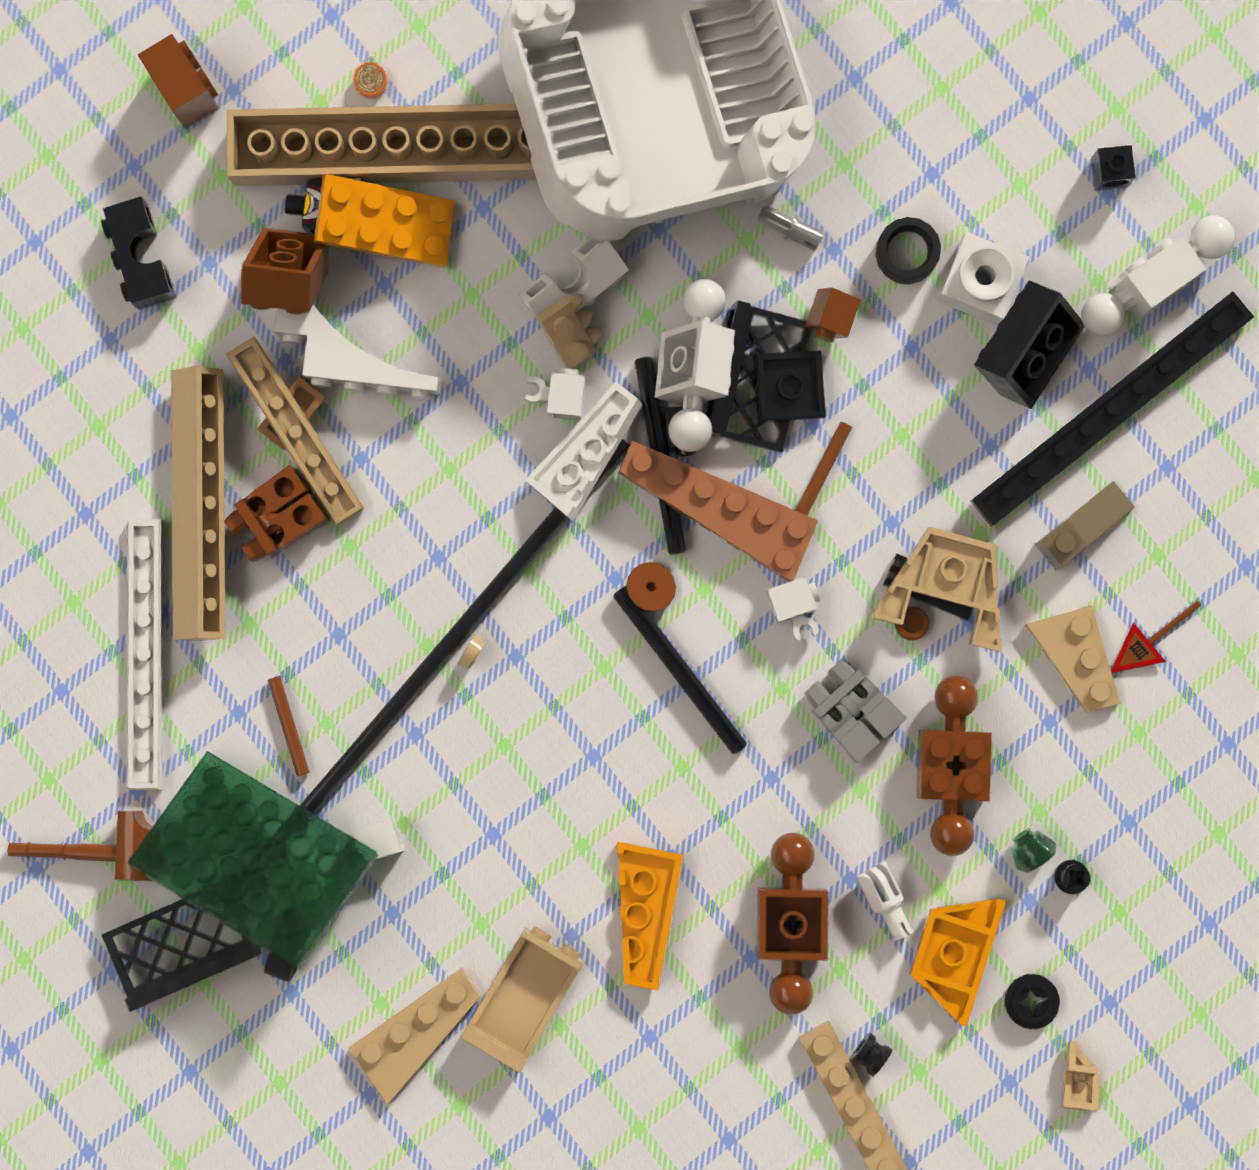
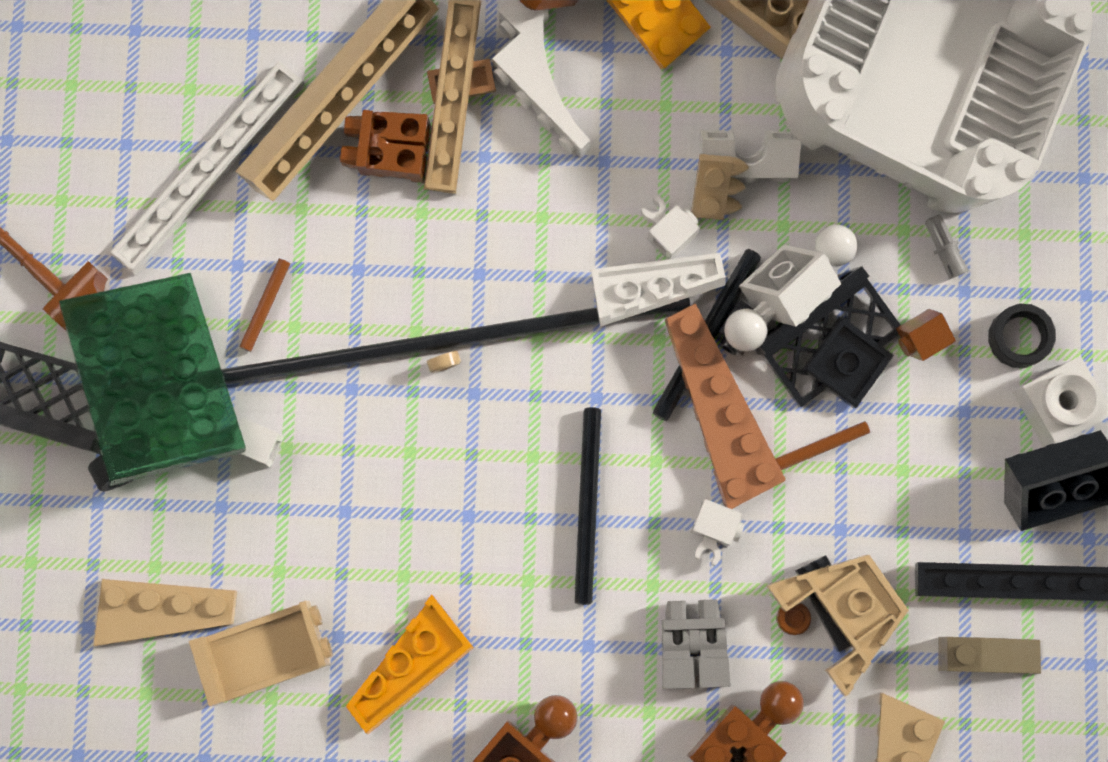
camera: 35 degrees right, 5 degrees down
(651, 586) = (618, 425): dark orange piece -> none

